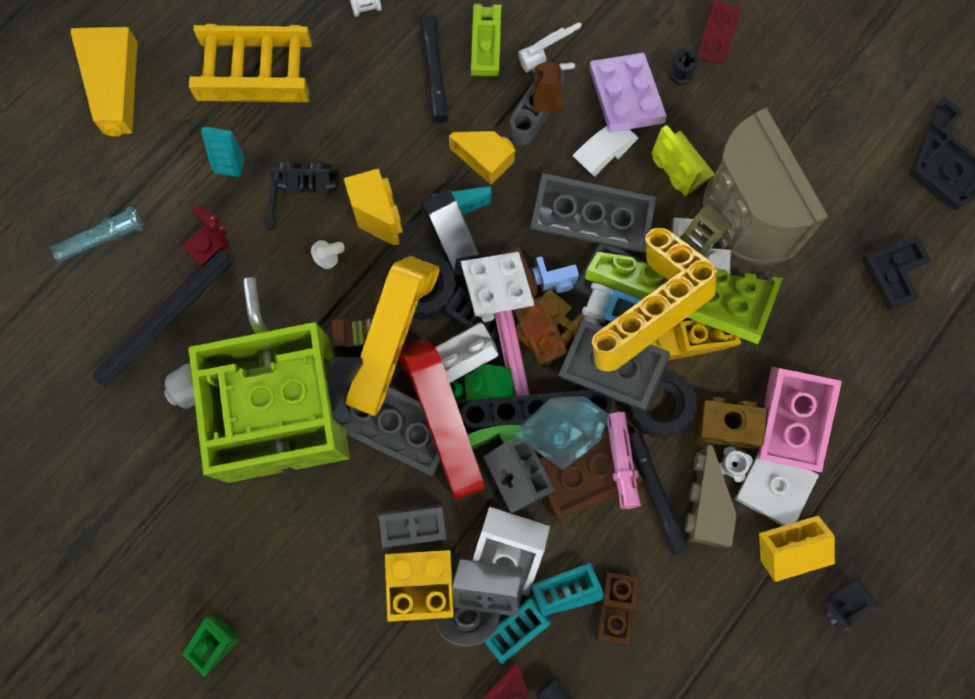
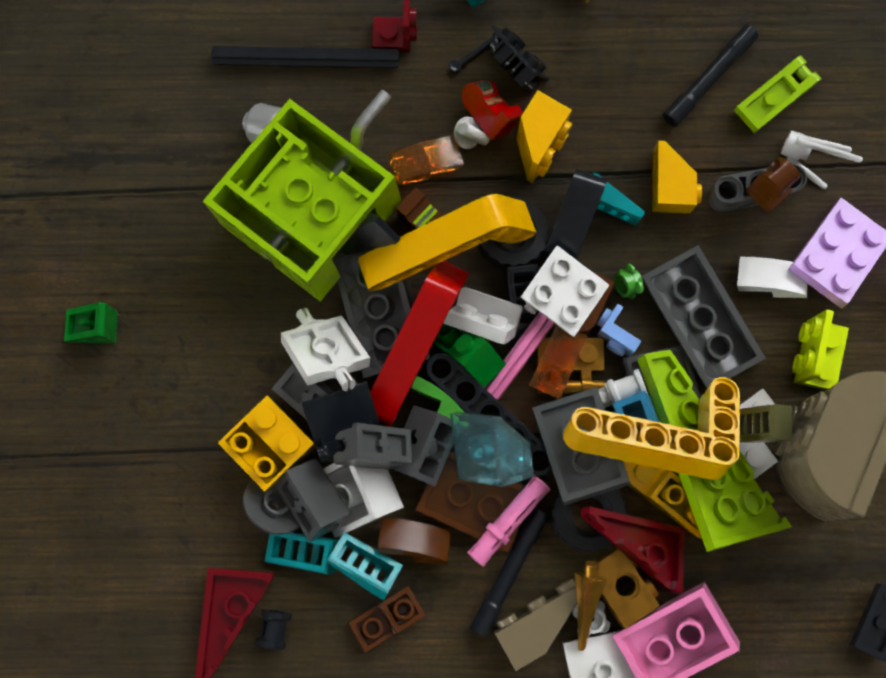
camera: 50 degrees right, 5 degrees up
(316, 297) = (425, 158): none -> clear orange slope
(322, 225) = (490, 109): none -> red leg
(389, 484) = (325, 349): none -> white plate
(453, 515) = (335, 413): none -> black hinge
(492, 507) = (374, 447): none -> dark grey hinge
(526, 239) = (628, 282): none -> bright green plate
(578, 538) = (414, 539): none -> reddish brown slope
(715, 380) = (648, 543): none -> dark red wing
(718, 446) = (589, 590): none -> pearl gold piece

